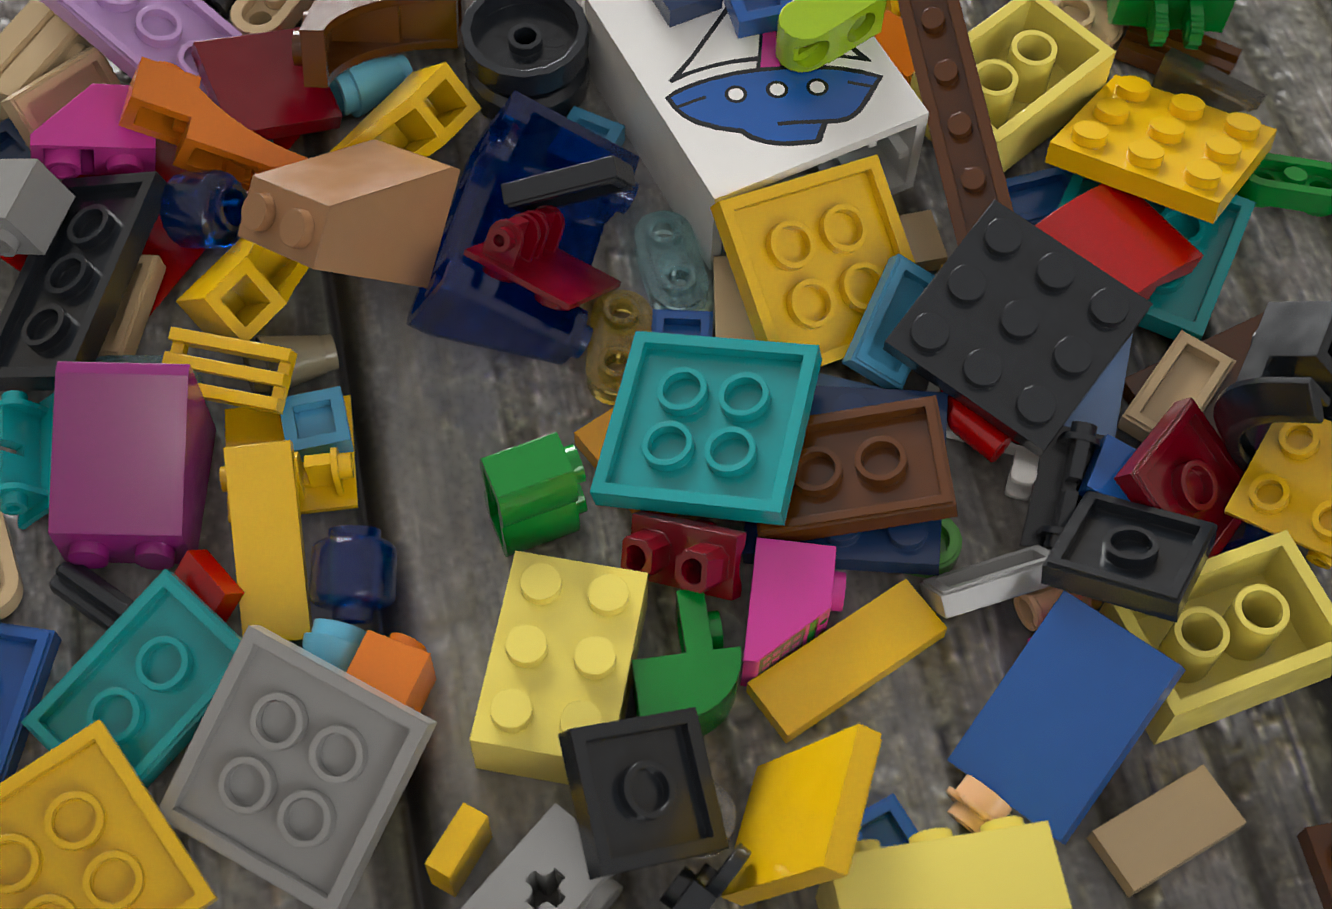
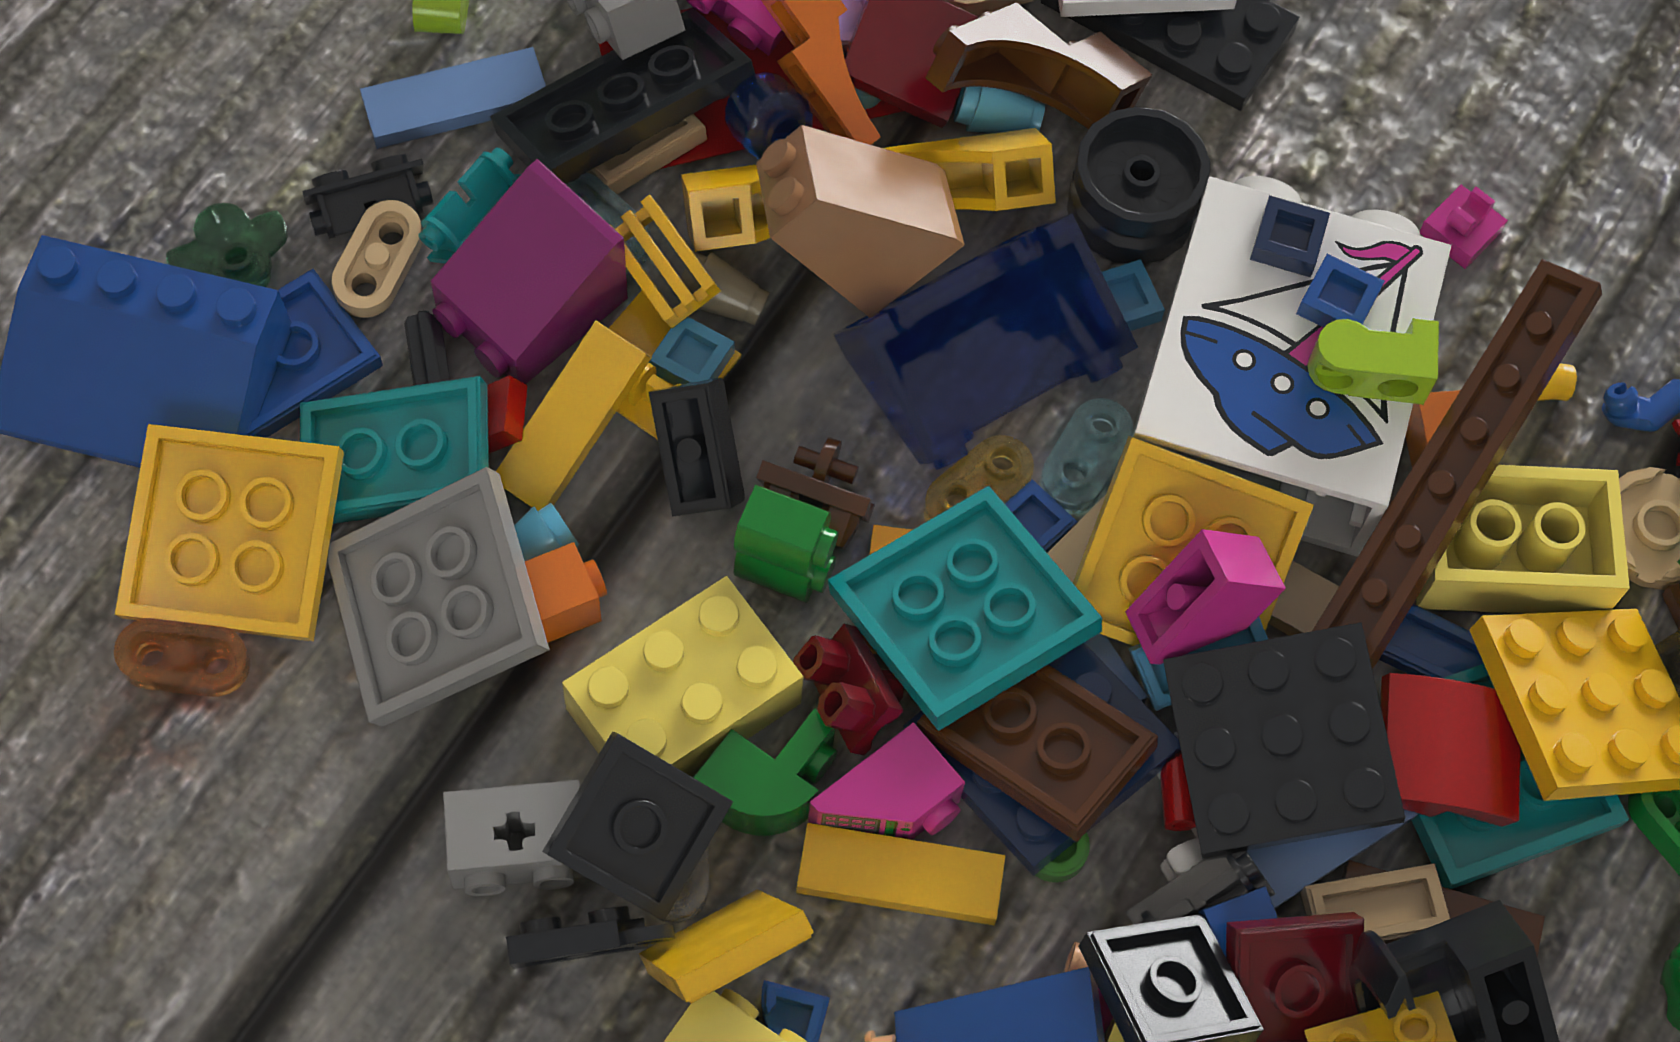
camera: 40 degrees right, 5 degrees up
(353, 573) = (610, 492): clear blue head -> none
(388, 484) = (697, 447): none -> black slope
(459, 849) = (492, 753): yellow tile -> none
(500, 418) = (845, 506): none -> reddish brown hips
(528, 254) = (972, 371): dark red hinge -> none
(570, 185) = (1052, 326): black tile -> none
(871, 273) = (1205, 595): none -> dark pink slope
(985, 582) = (1054, 909): light grey tile -> none

